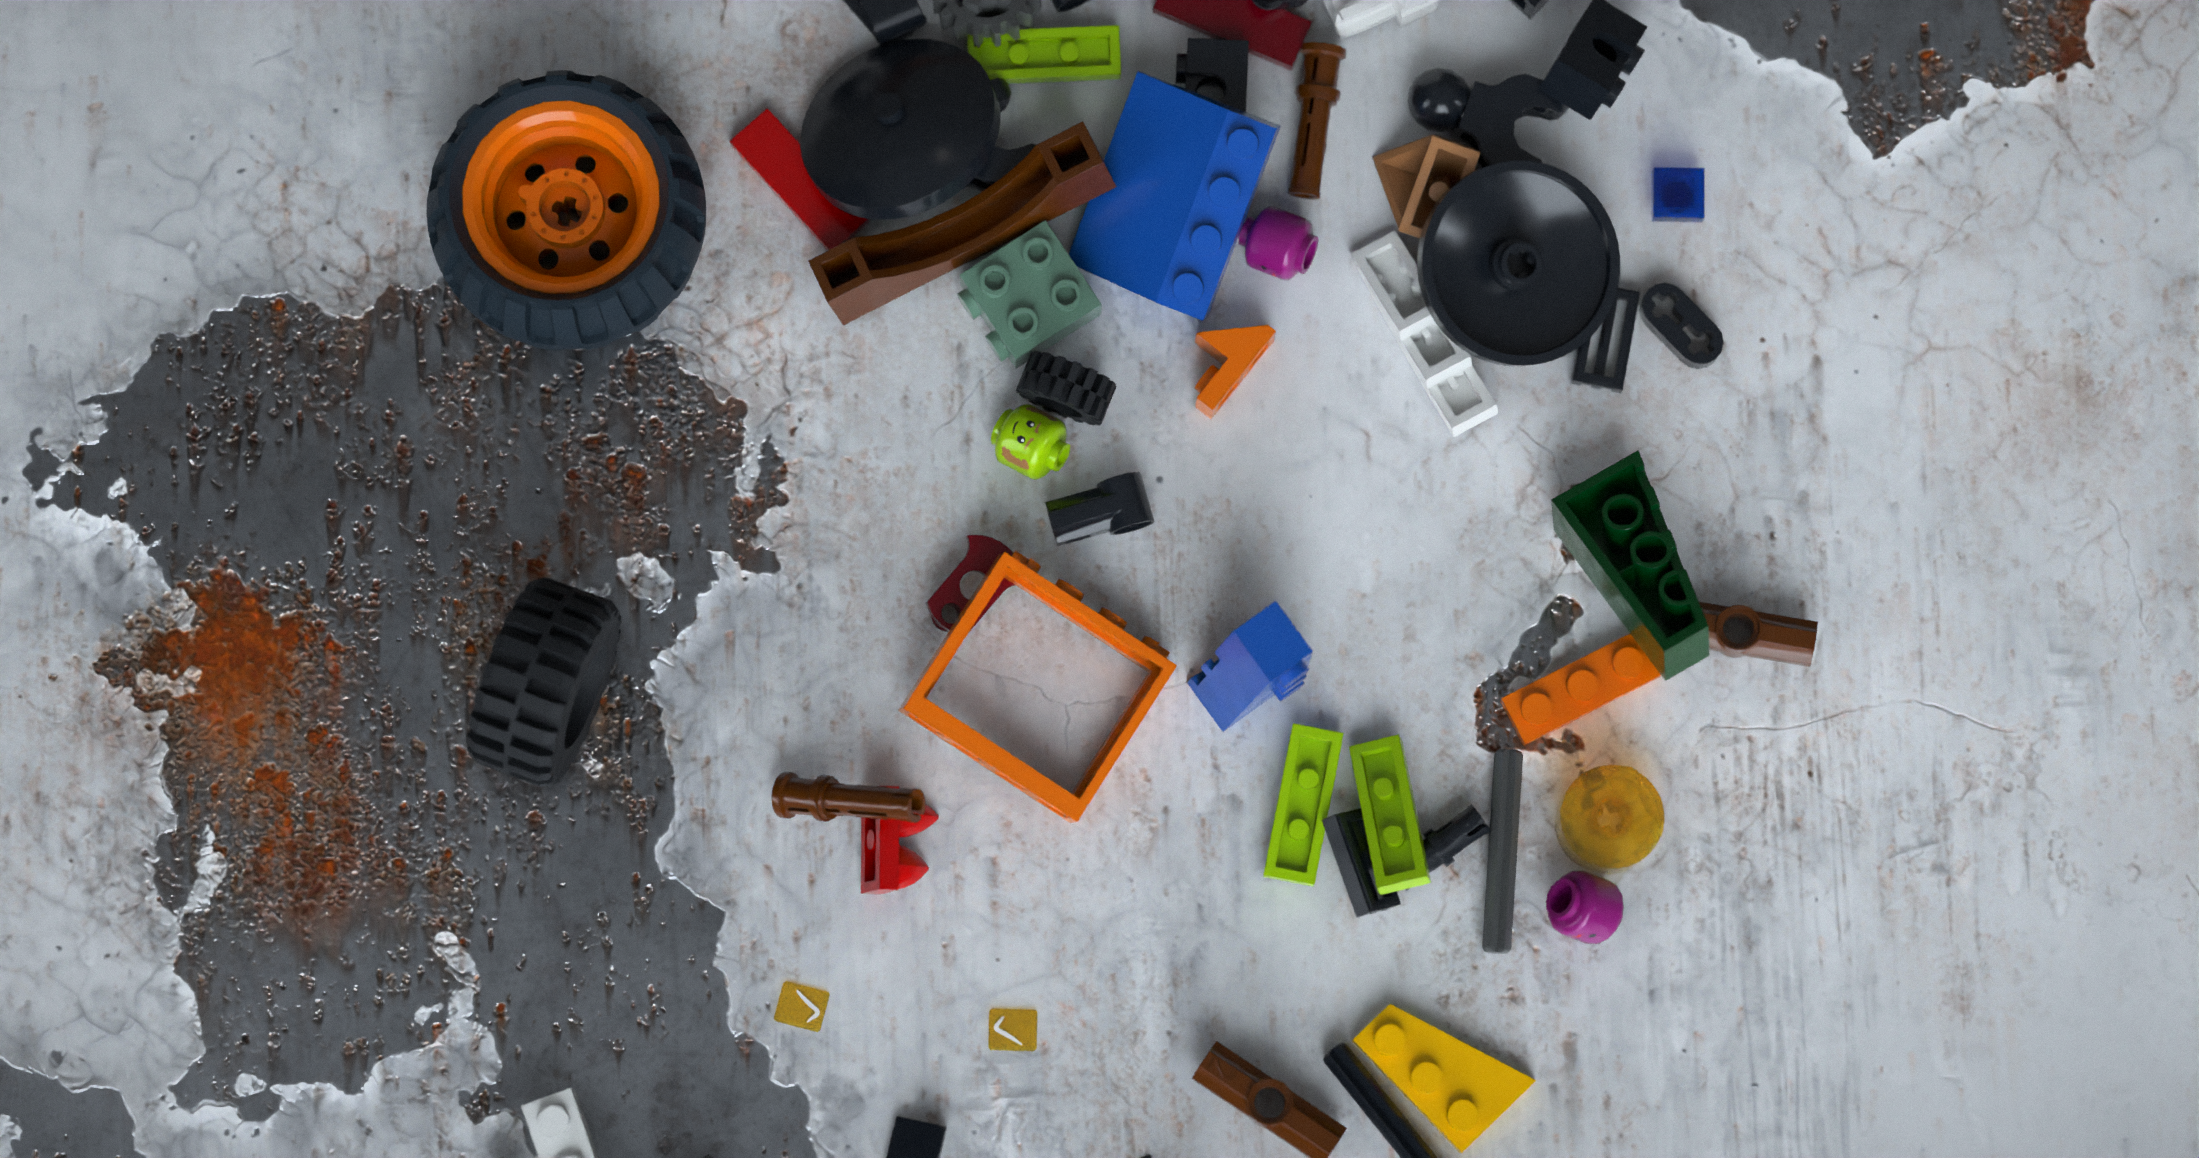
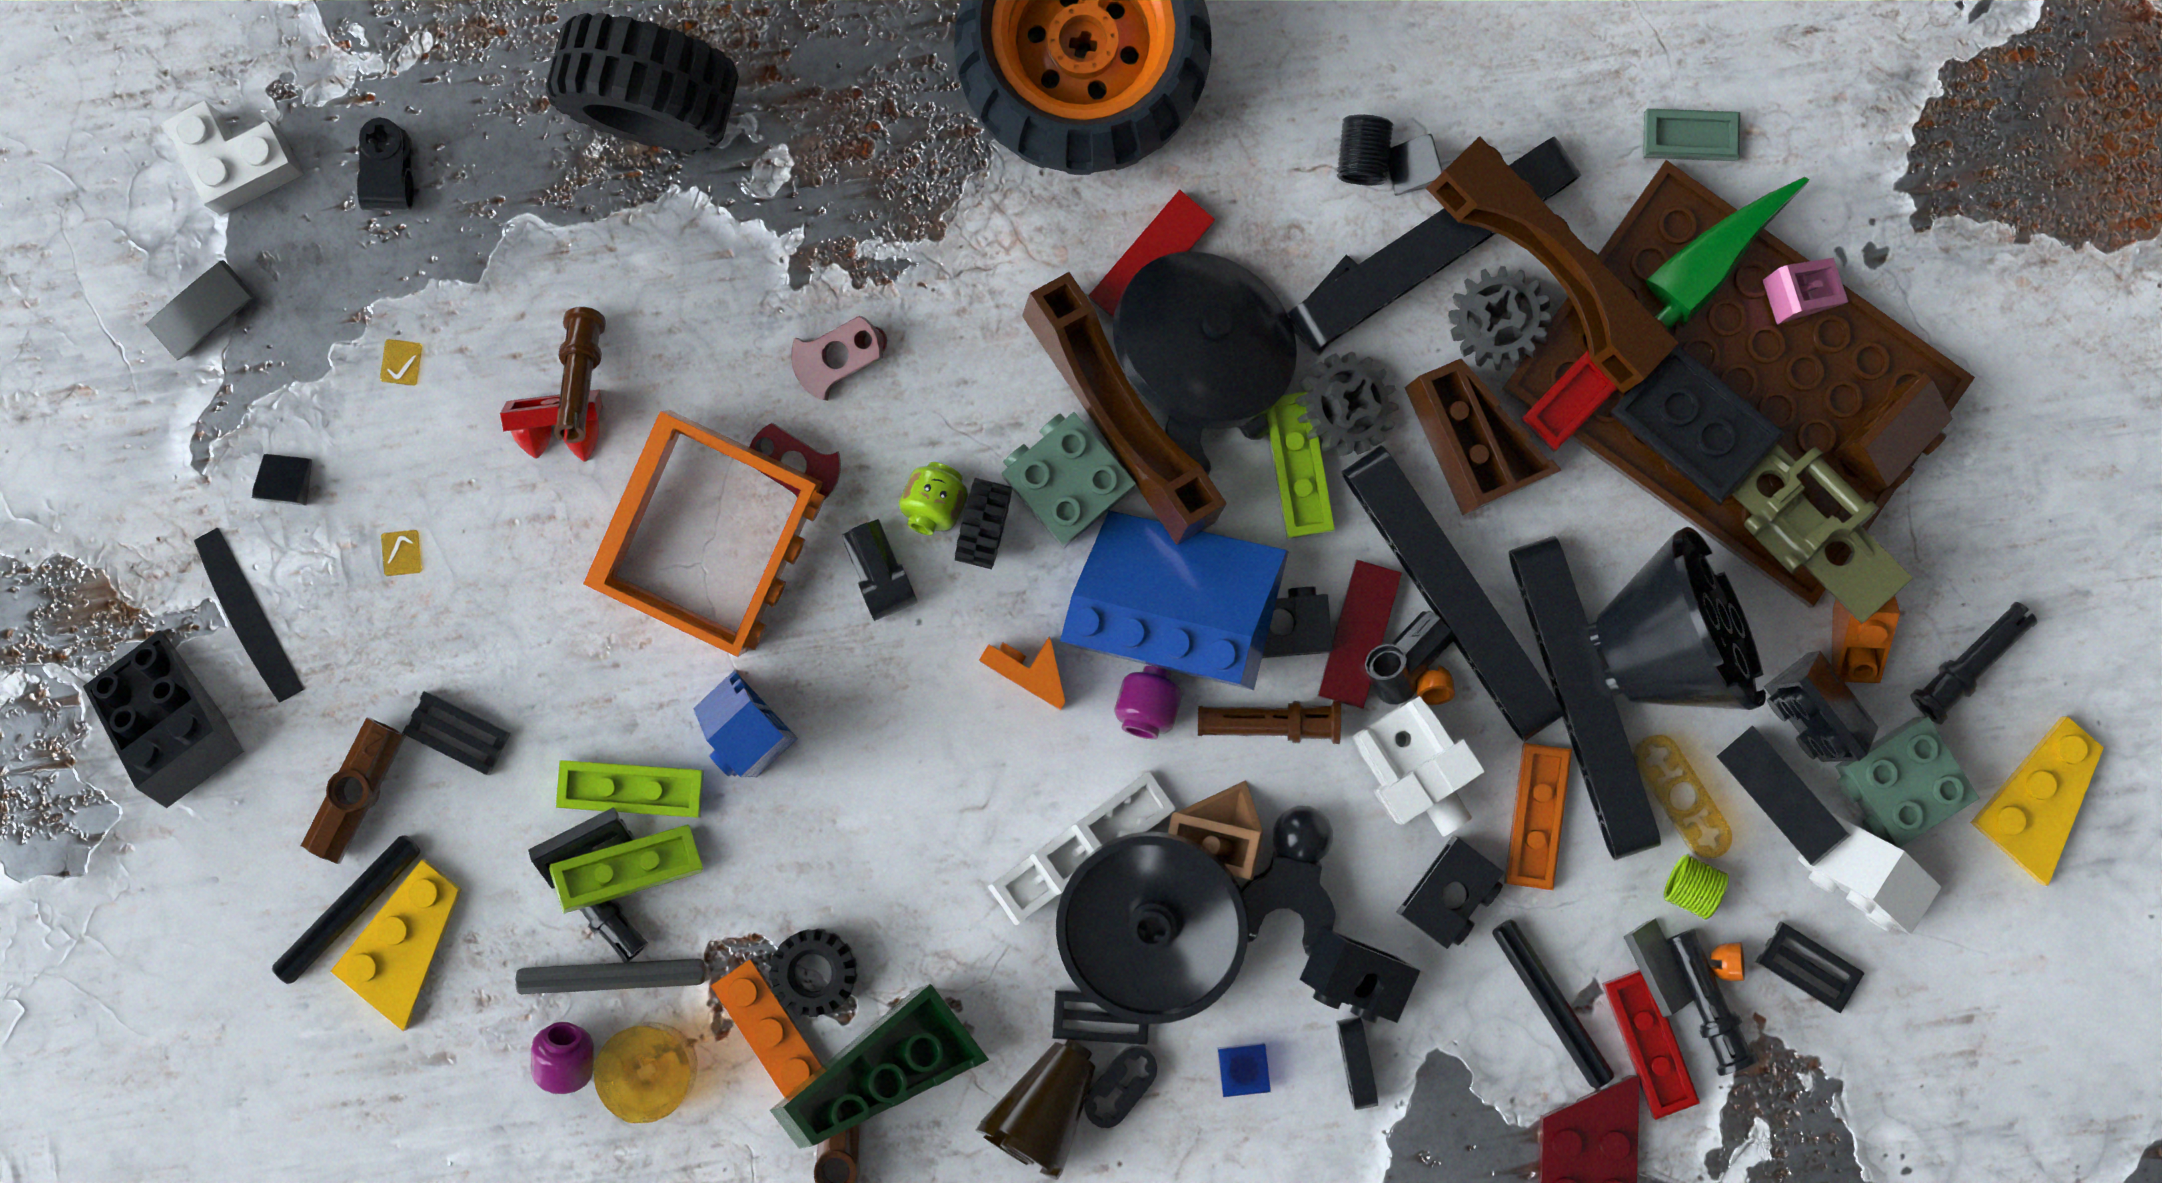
camera: 85 degrees right, 5 degrees up
(596, 992) = (386, 175): none -> black piece
(865, 557) = (811, 363): none -> piece
(1242, 951) = (420, 715): none -> black tile
(1541, 606) = (784, 979): none -> black tyre
(1684, 76) = (1357, 1063): none -> black beam
(1697, 405) = (1043, 1109): none -> dark brown cone

